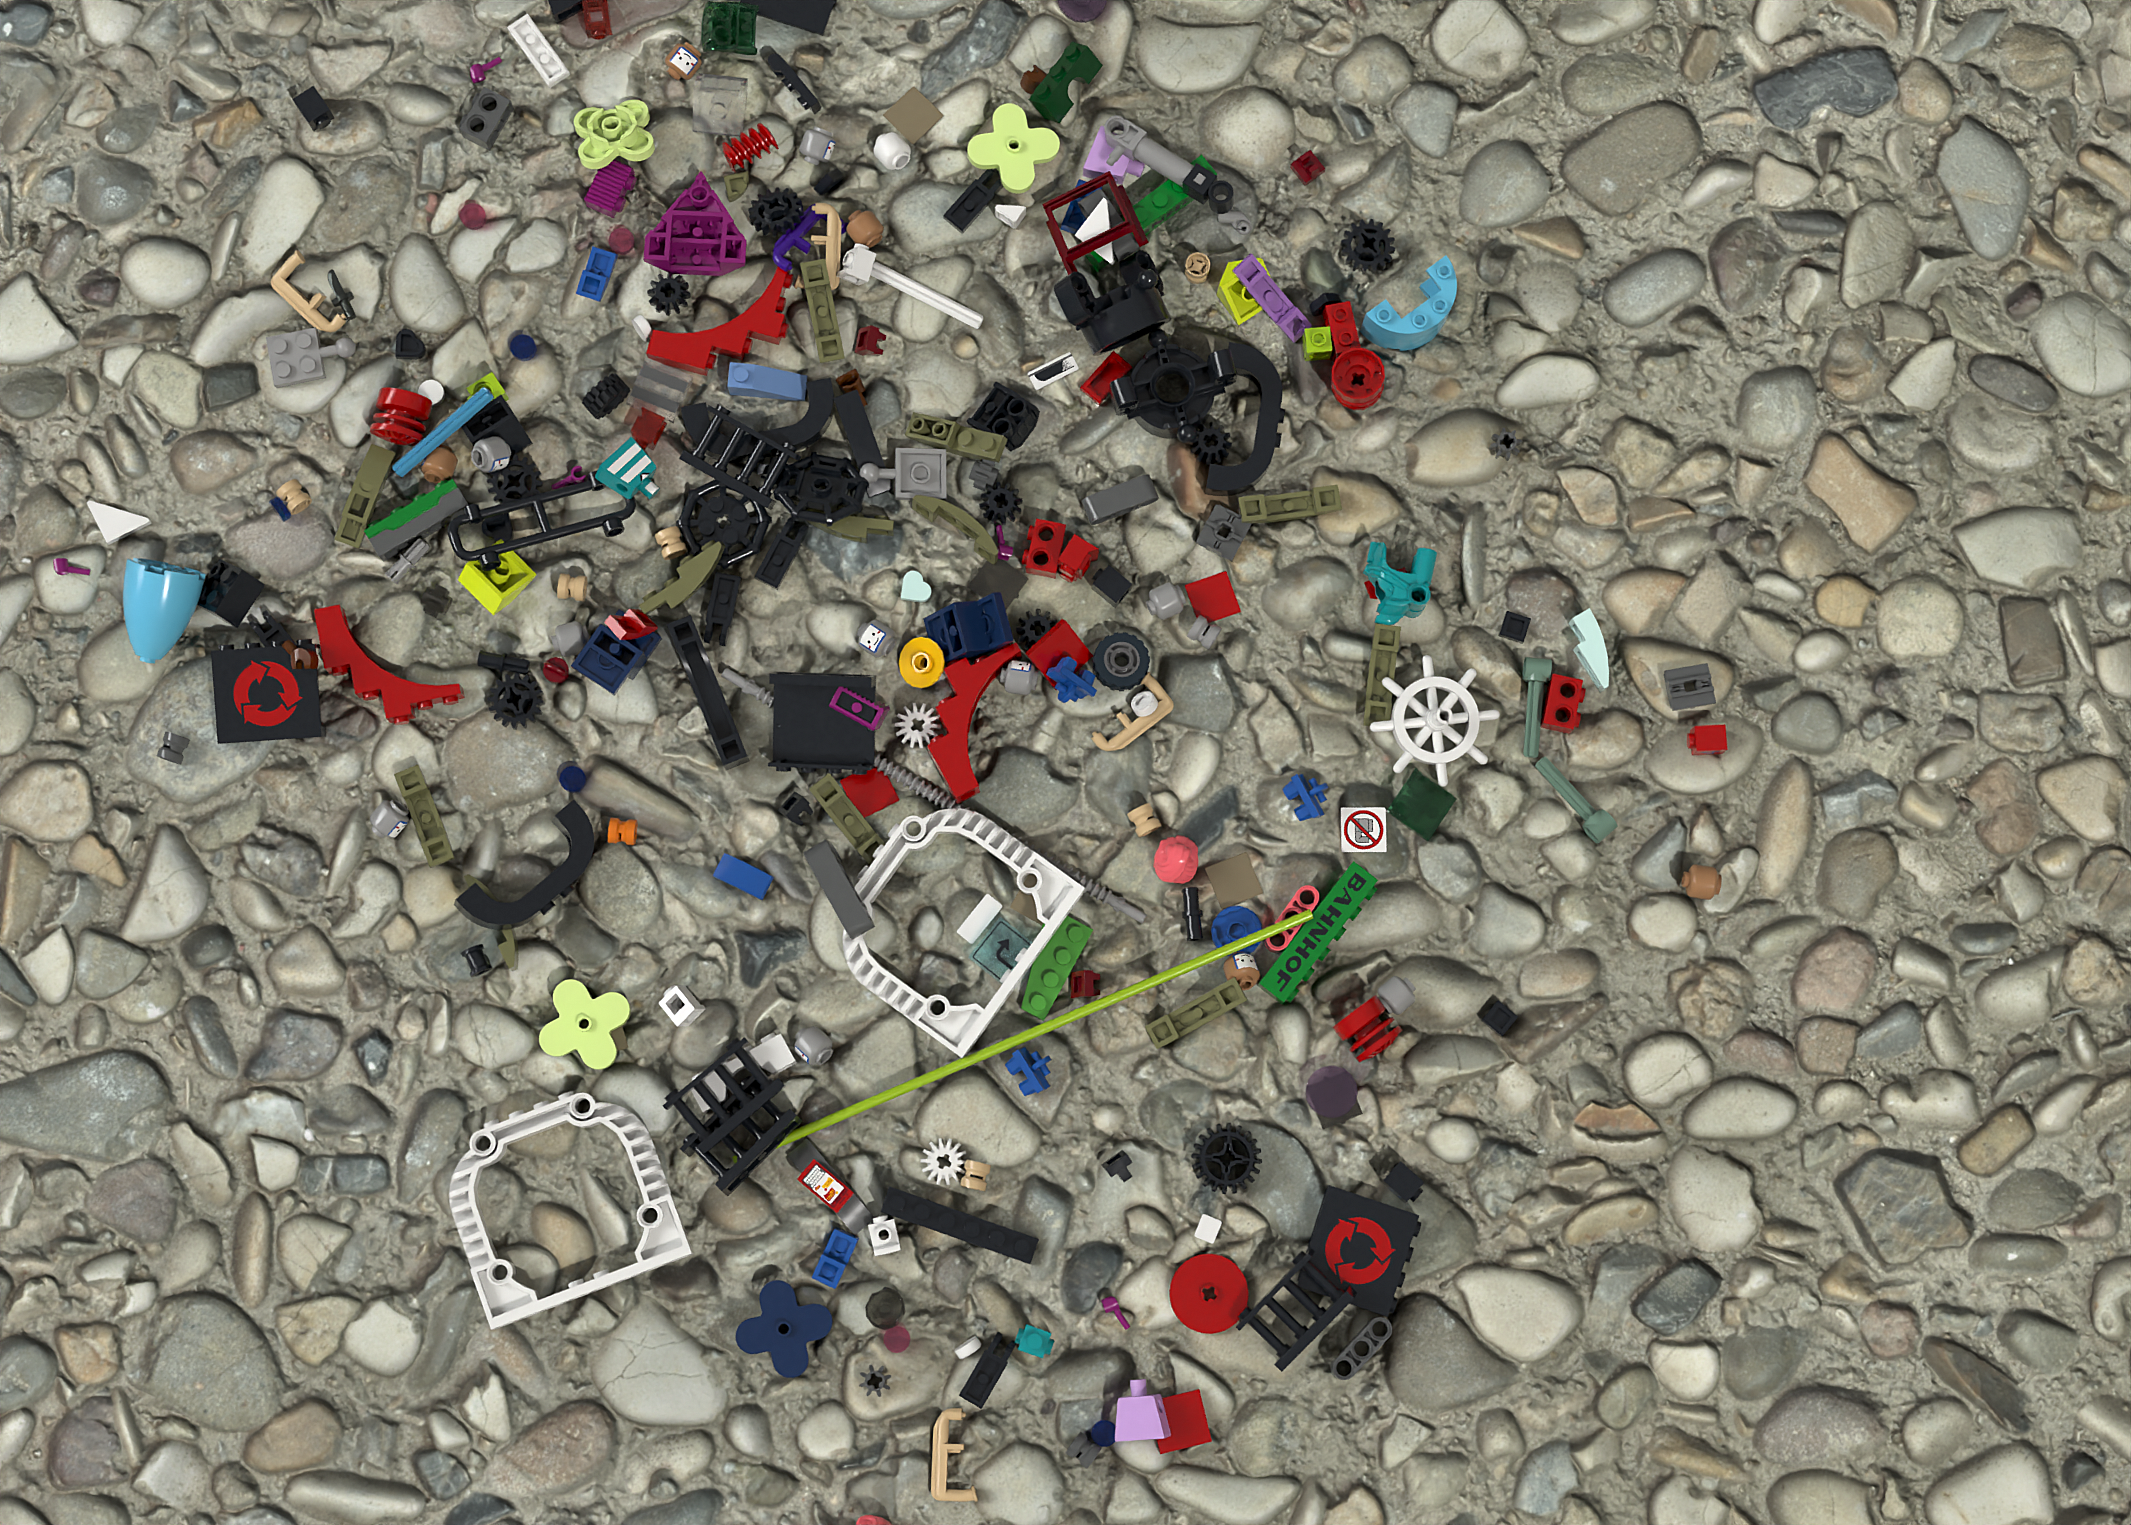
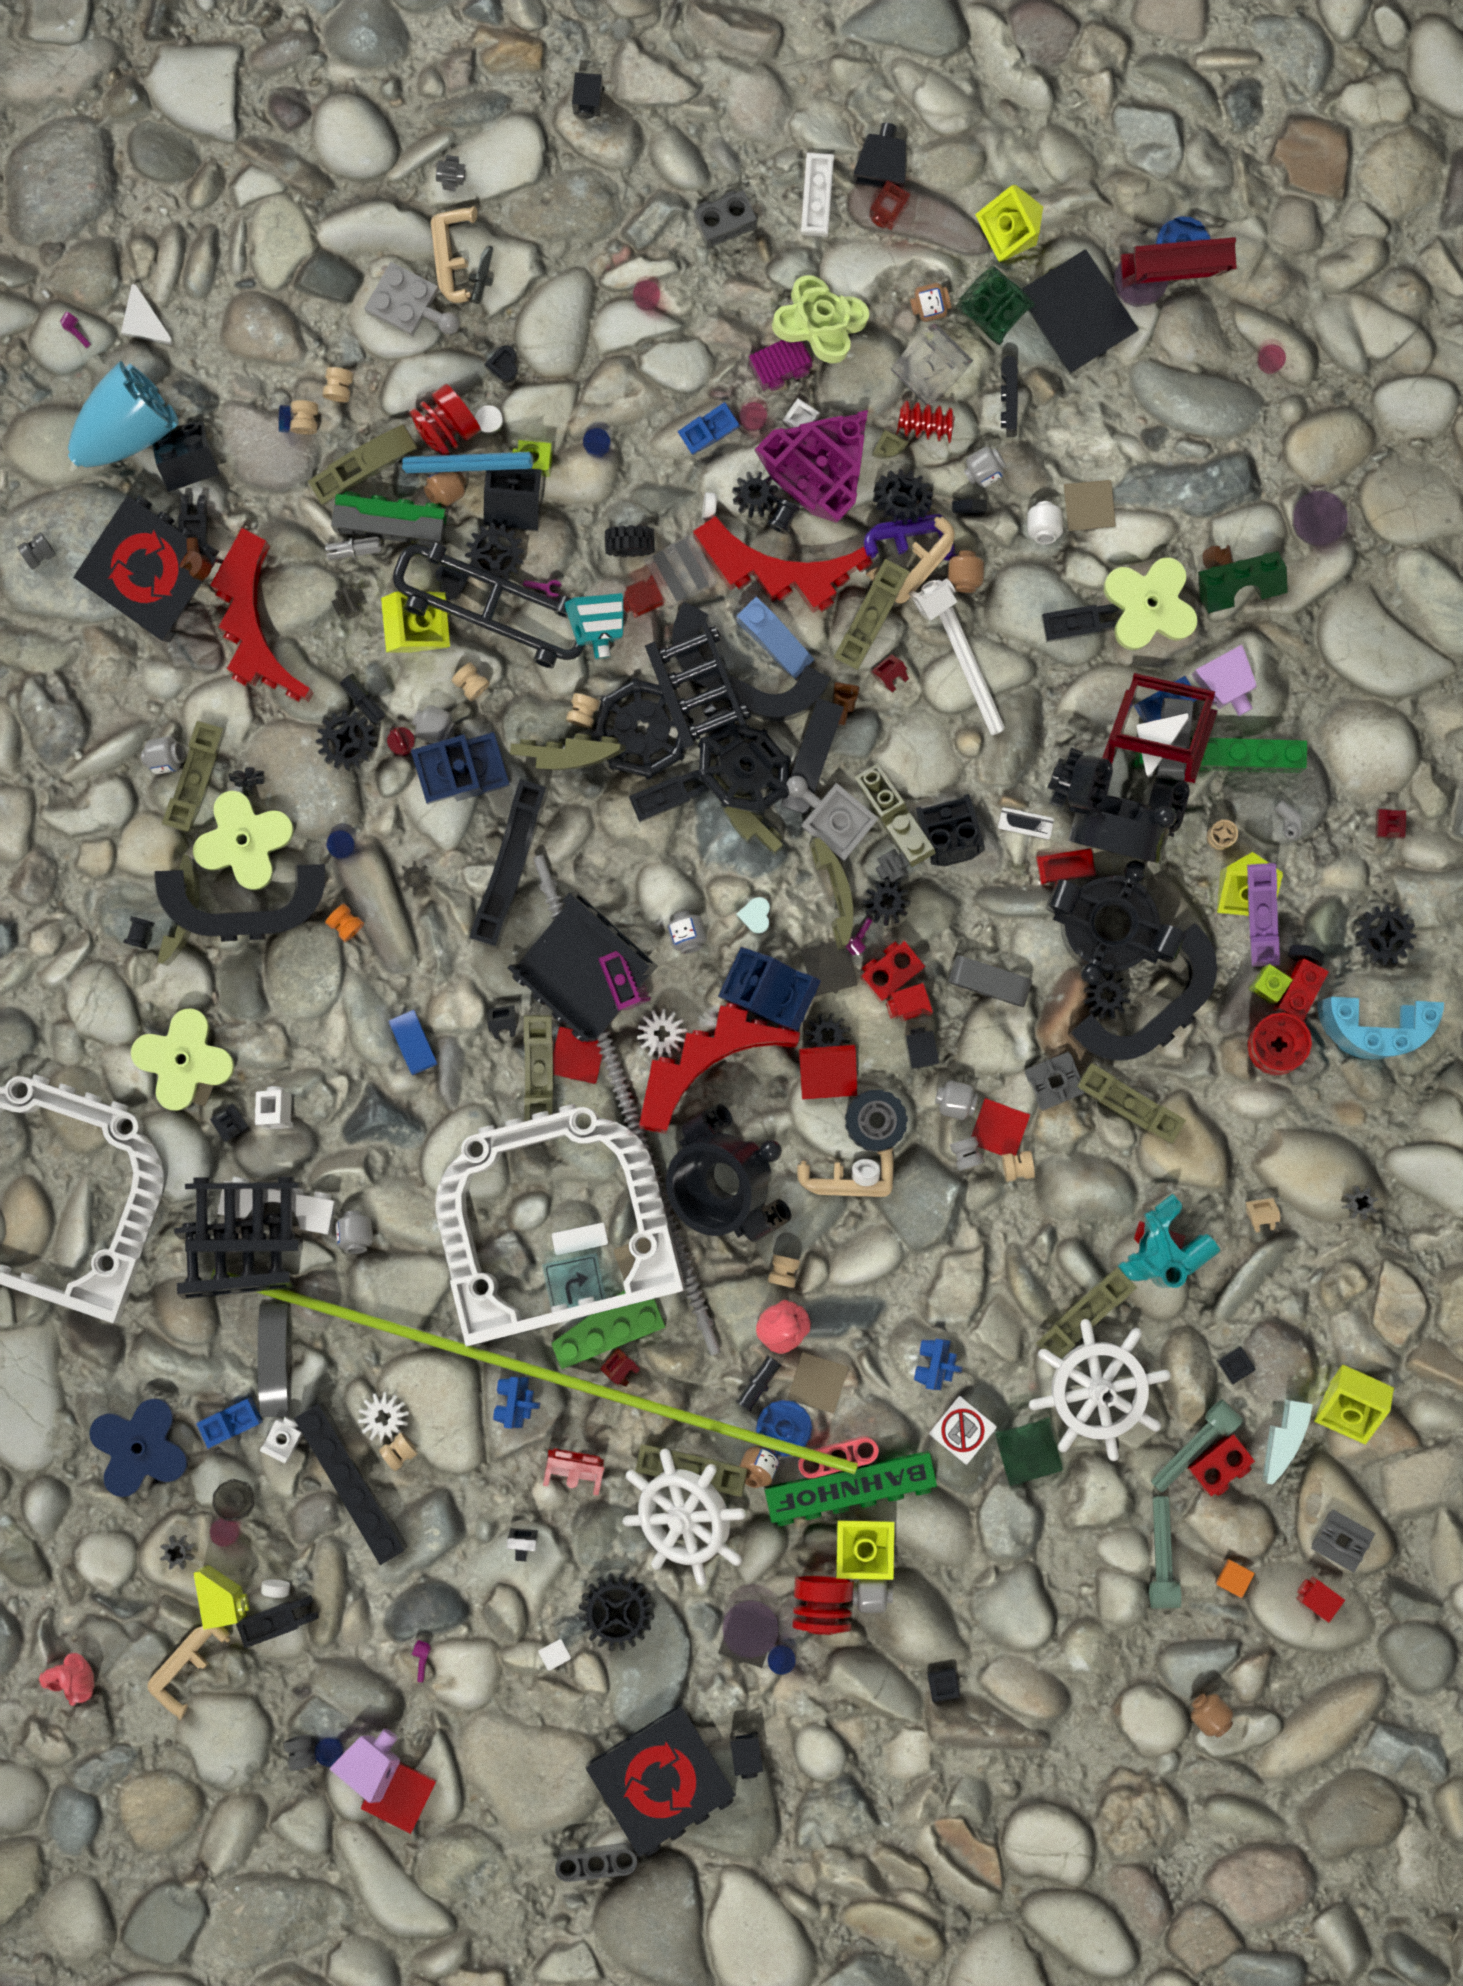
camera: 45 degrees right, 5 degrees up
(258, 240) = (450, 172): none -> dark grey gear
(299, 453) = (337, 384): none -> tan wheel
(466, 787) = (247, 779): none -> black plant
(477, 70) = (751, 171): magenta hand -> none
(491, 454) = (491, 514): light grey head -> none
(516, 841) = (251, 860): none -> yellowish green plant
(631, 625) = (489, 755): red slope -> none
(643, 752) = (406, 878): none -> clear smoke gear
(653, 212) = (800, 414): none -> white tile
(656, 1043) = (229, 1123): none -> black tile
(702, 293) = (783, 516): none -> black bush
(722, 606) = (582, 799): black hinge -> none
(825, 1186) = (266, 1359): tile -> none
(838, 888) = (479, 1120): dark grey beam -> none
(912, 662) = (700, 978): yellow dish -> none
(934, 1386) = (219, 1598): none -> neon yellow slope
(1010, 214) = (1100, 660): white slope -> none
(1019, 677) = (779, 1064): light grey head -> none
(1034, 1341) = (333, 1629): teal brick -> none
(1045, 815) = (699, 1198): none -> black piece
(1053, 315) = (1062, 777): none -> black gear
(1069, 684) = (815, 1107): blue hips -> none
(1112, 1081) = (574, 1467): none -> window
(1194, 180) = (1280, 758): light grey piece -> none
(1207, 1272) = (497, 1728): red piece -> none
(1218, 1047) = (684, 1517): none -> white piece
(1247, 612) = (1018, 1166): none -> tan wheel
(1303, 1334) = (557, 1814): black fence -> none
(1365, 965) = (865, 1550): none -> neon yellow slope
(1371, 1096) = (781, 1659): none -> clear blue tile
(1444, 505) = (1263, 1212): none -> tan tile
(1618, 586) = (1354, 1404): none -> neon yellow slope
(1638, 775) = (1234, 1578): none -> orange tile

